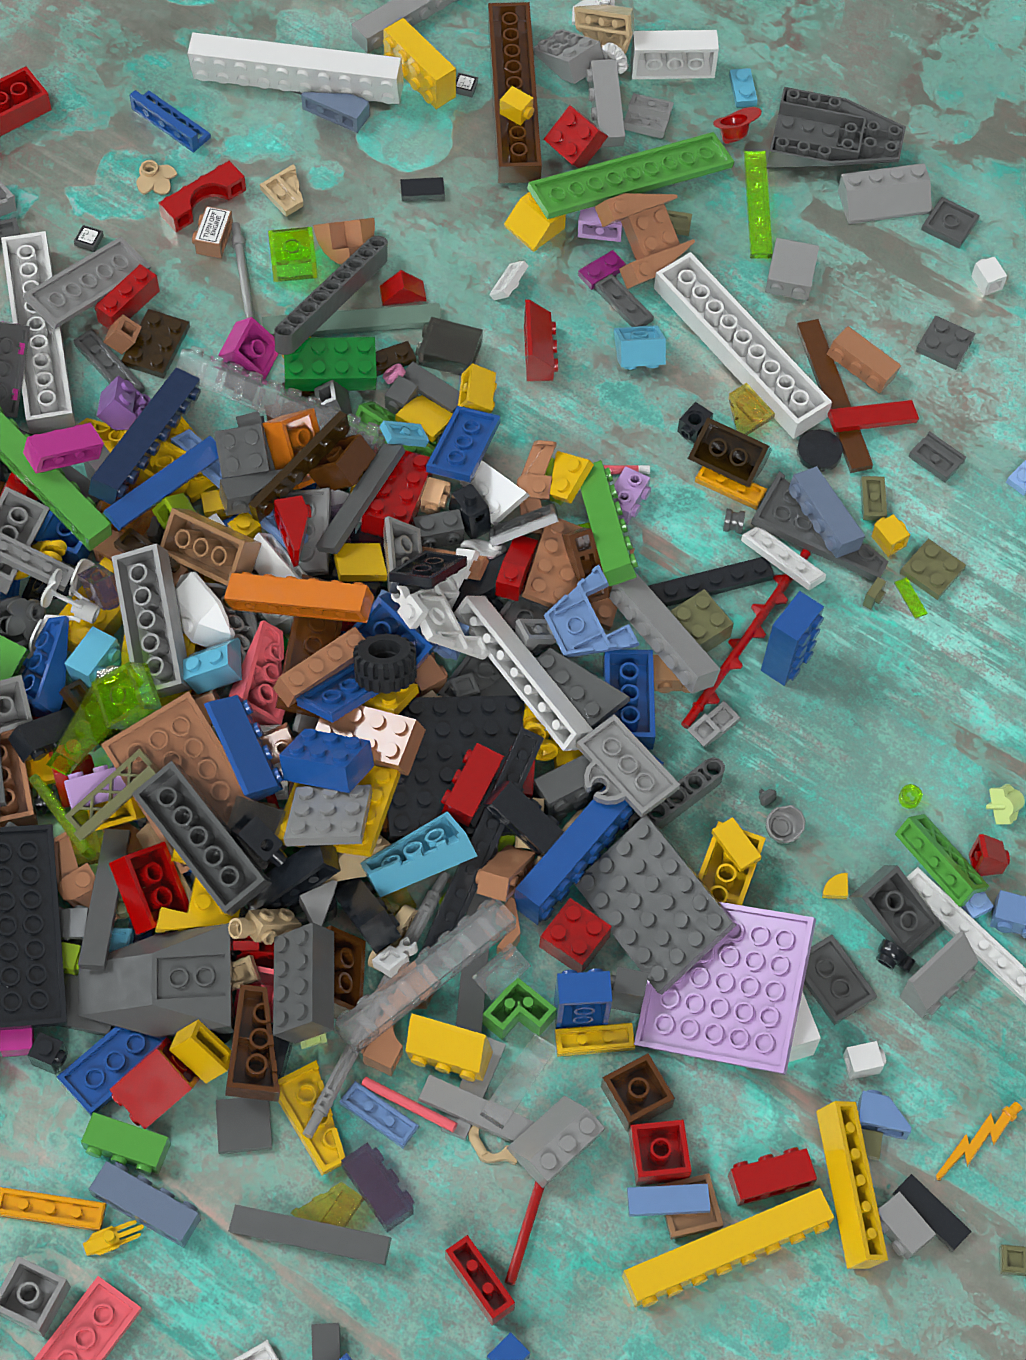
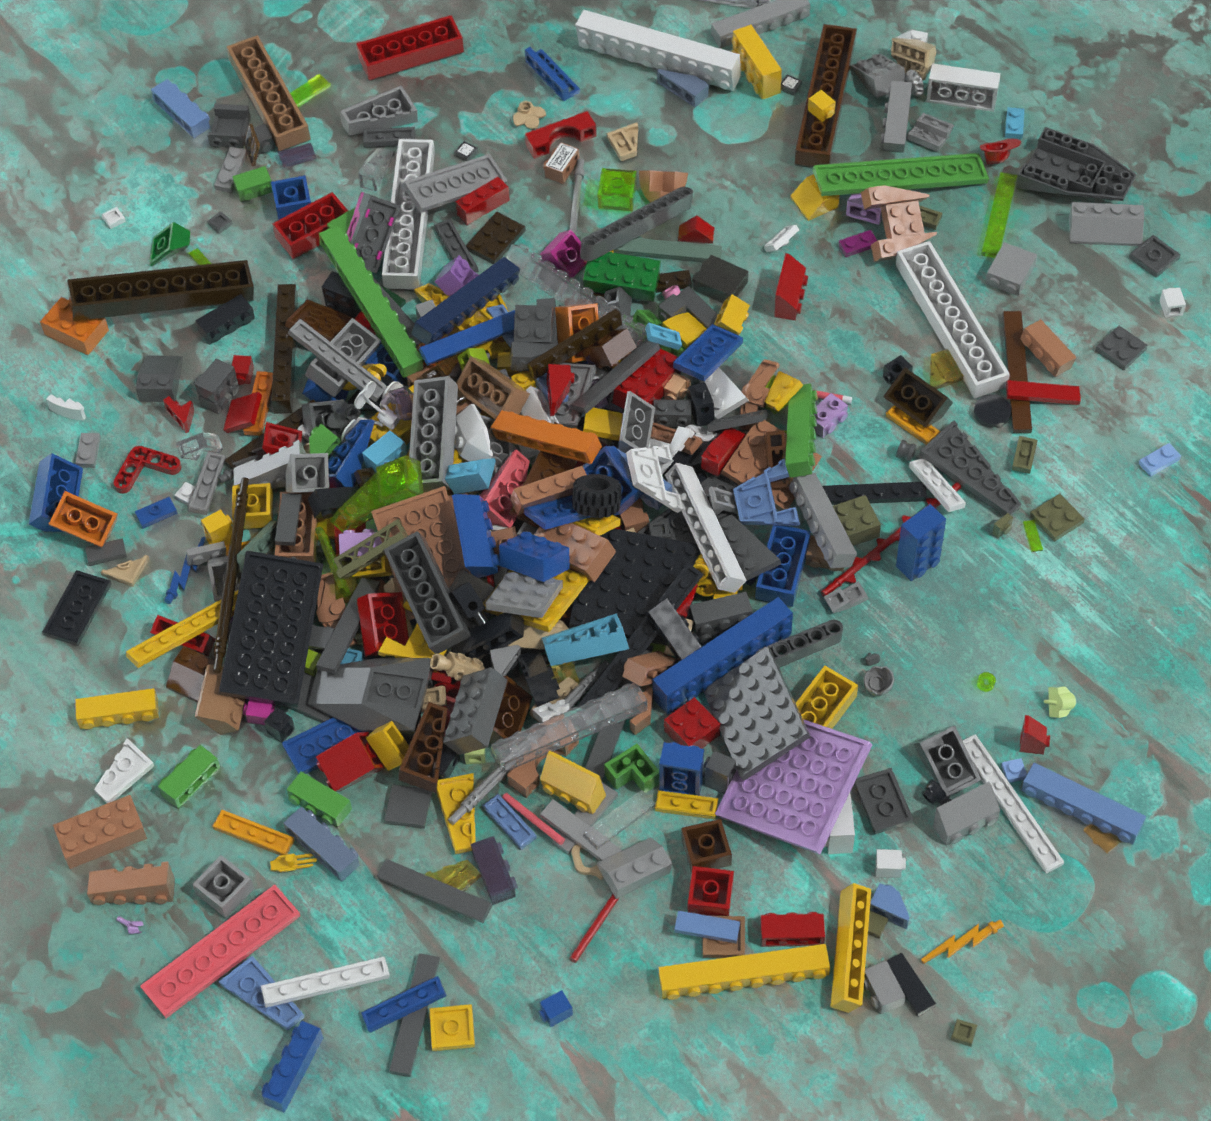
camera: 20 degrees right, 5 degrees down
(63, 447) = (401, 297): dark pink brick -> none
(122, 334) = (471, 226): nougat brick -> none
(411, 607) = (627, 461): white plate -> none
(422, 189) = (733, 158): black tile -> none
(427, 569) = (650, 436): black plate -> none
(471, 783) = (641, 598): red brick -> none
(479, 1280) = (550, 950): red brick -> none
(501, 971) = (626, 737): clear brick -> none
(575, 137) = (864, 138): red brick -> none
(623, 302) = (868, 271): dark grey tile -> none
(624, 768) = (760, 610): light grey plate -> none
(640, 347) = (870, 306): medium azure slope -> none
(736, 844) = (832, 684): yellow tile -> none
(826, 512) = (980, 456): sand blue brick -> none
(836, 887) = (906, 735): yellow tile -> none
(890, 534) = (1029, 484): yellow brick -> none
(937, 456) = (1086, 433): dark grey plate -> none
(941, 860) = (994, 732): bright green fence -> none

